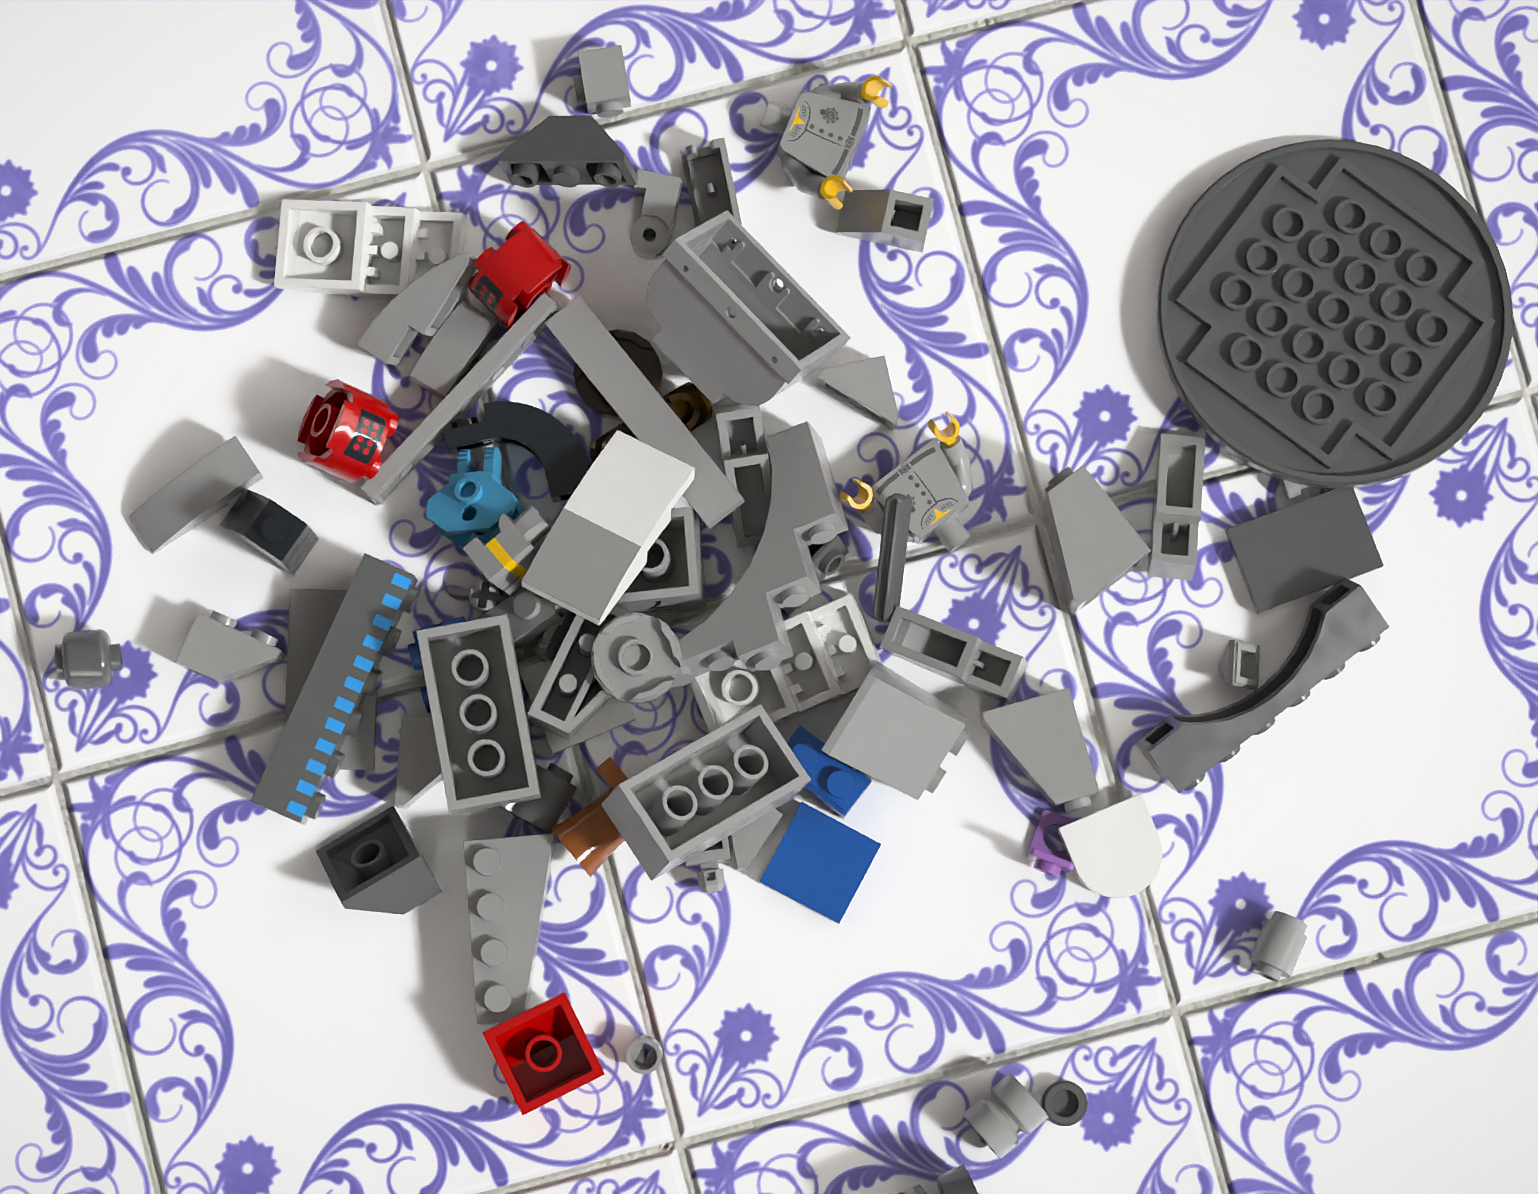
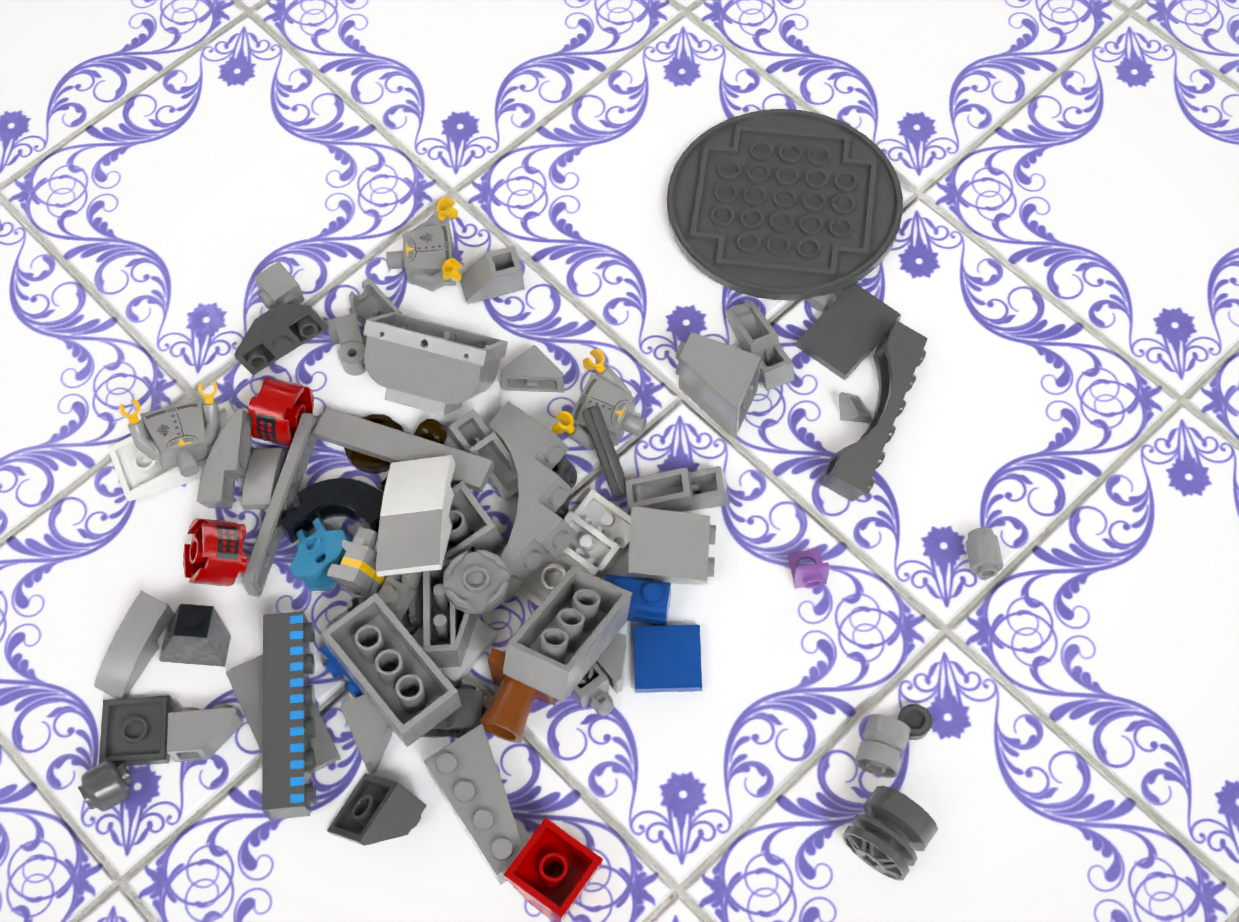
camera: 25 degrees left, 20 degrees down
(152, 603) = (135, 730): none -> dark grey tile
(374, 241) = (177, 432): none -> light grey torso
(653, 1057) = (629, 839): light grey hinge -> none
(1047, 746) = (767, 513): light grey slope -> none
(1114, 848) = (849, 549): white tile -> none

